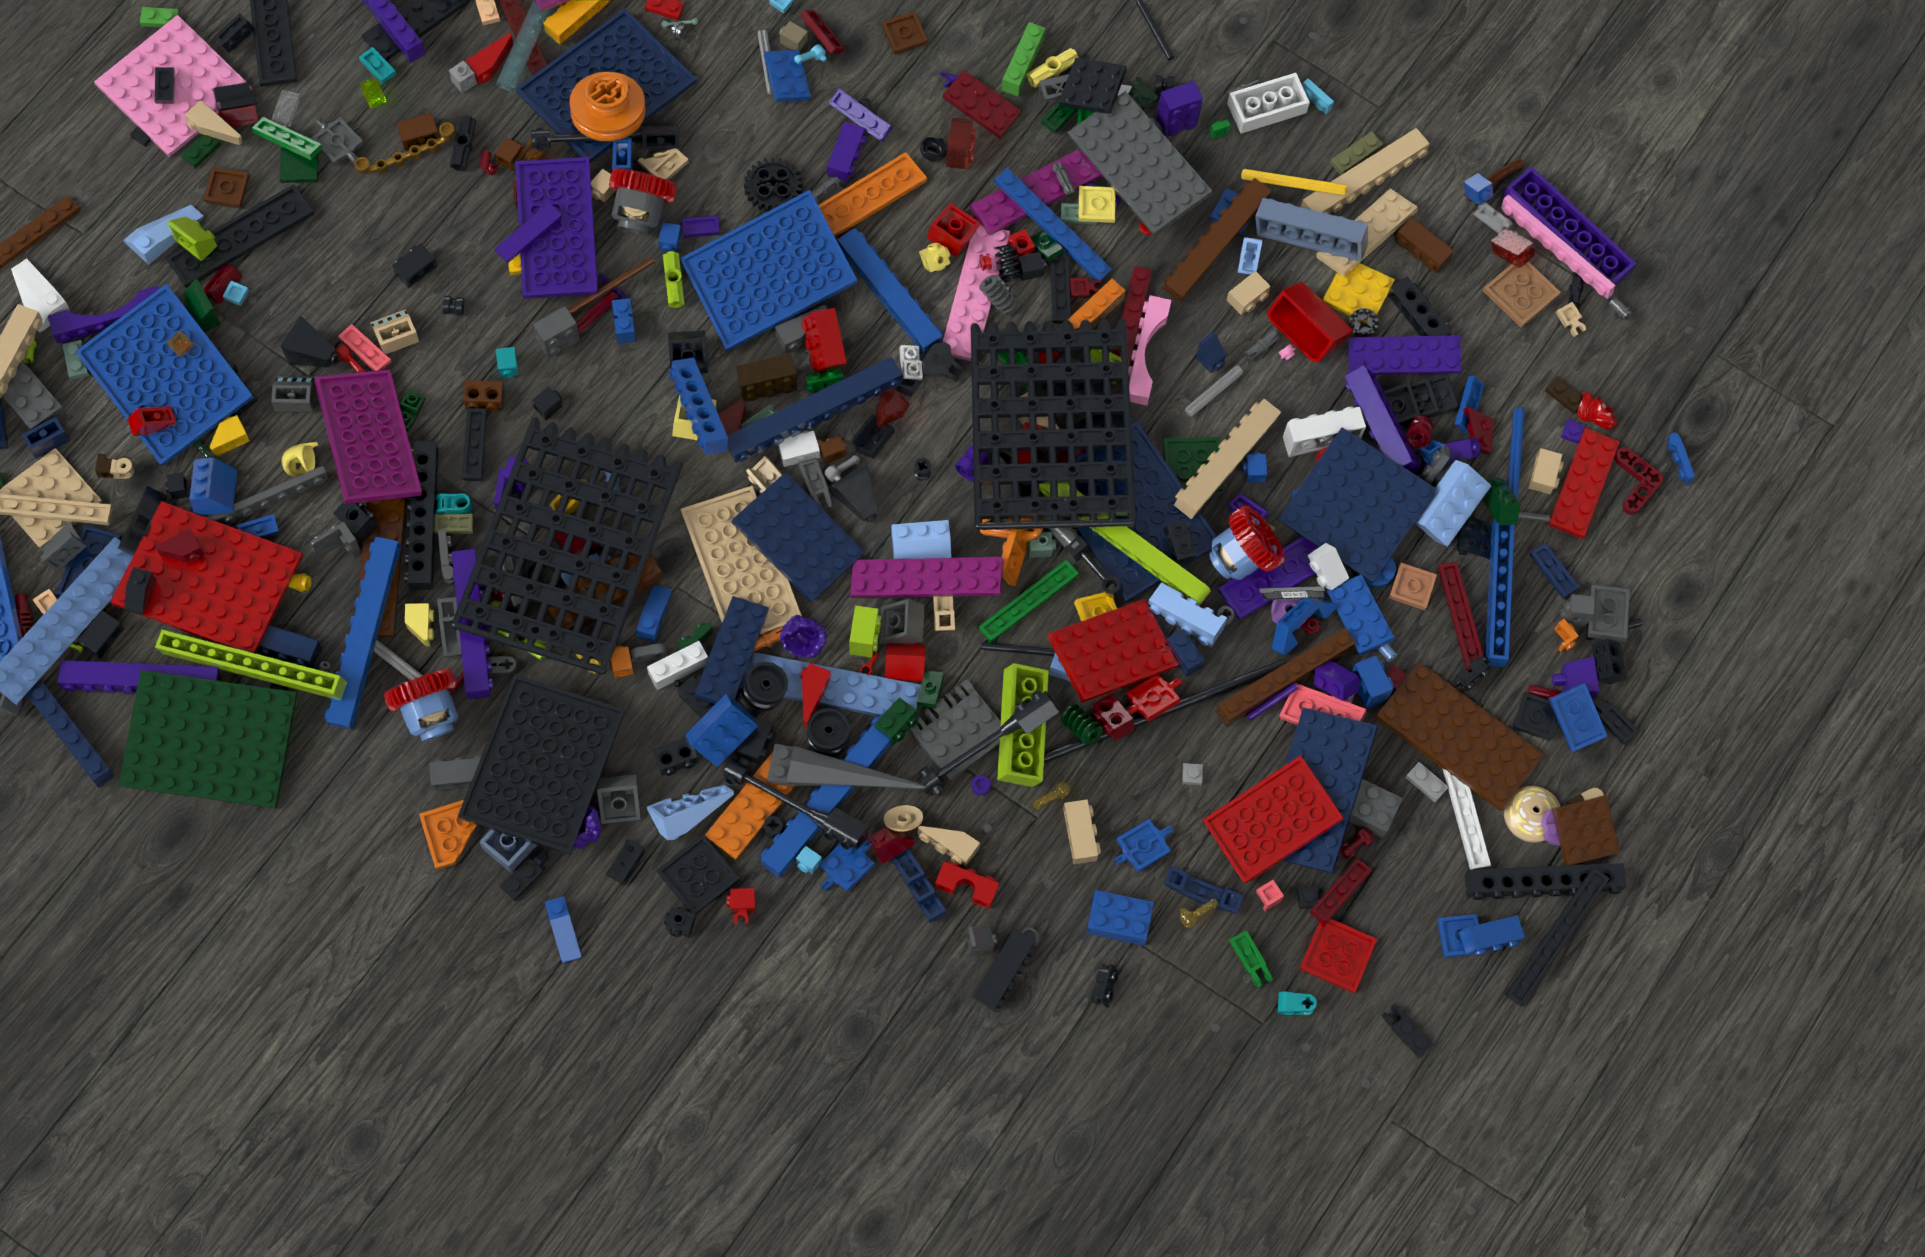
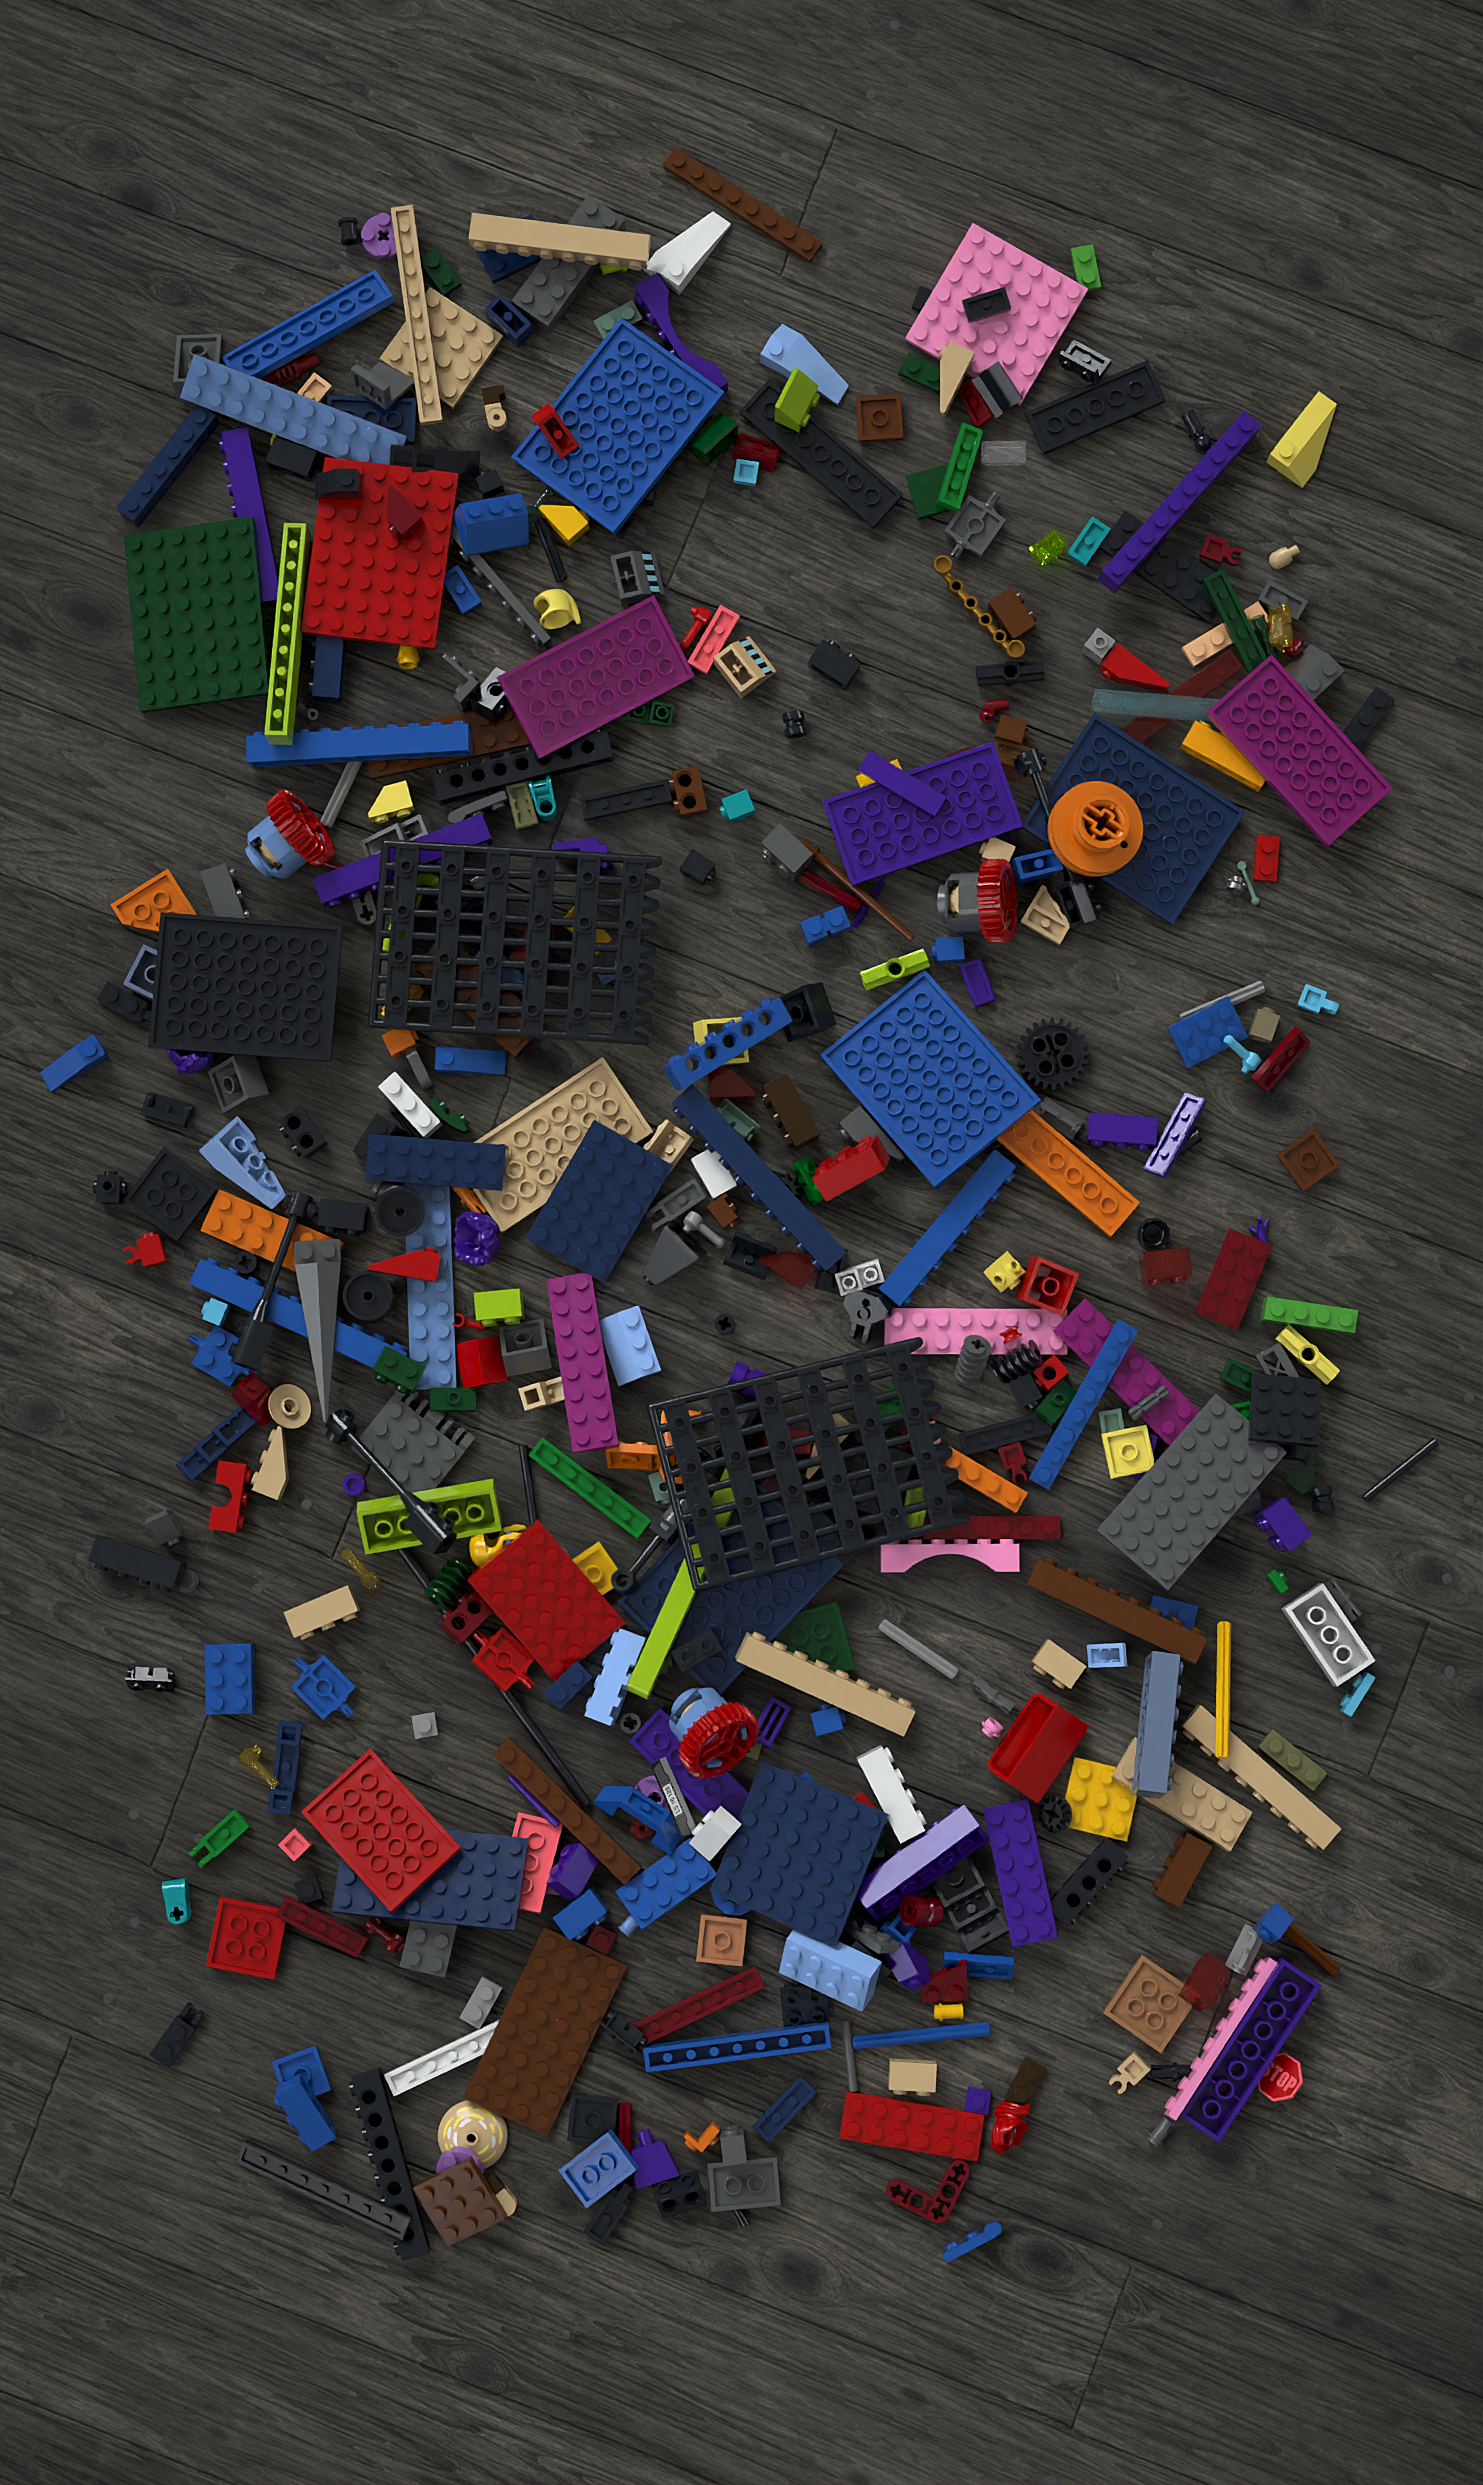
camera: 85 degrees right, 15 degrees up
(180, 344) = (652, 431): clear orange plate -> none
(248, 453) = (550, 550): none -> black axle
(308, 347) = (695, 576): black slope -> none
(721, 730) = (335, 1175): blue brick -> none
(1060, 689) = (483, 1548): none -> yellow hair
(1211, 353) = (960, 1636): dark blue slope -> none
(1500, 435) = (949, 2011): none -> yellow pin
(1502, 502) = (847, 2028): dark green brick -> none
(1597, 211) = (1281, 2078): none -> piece

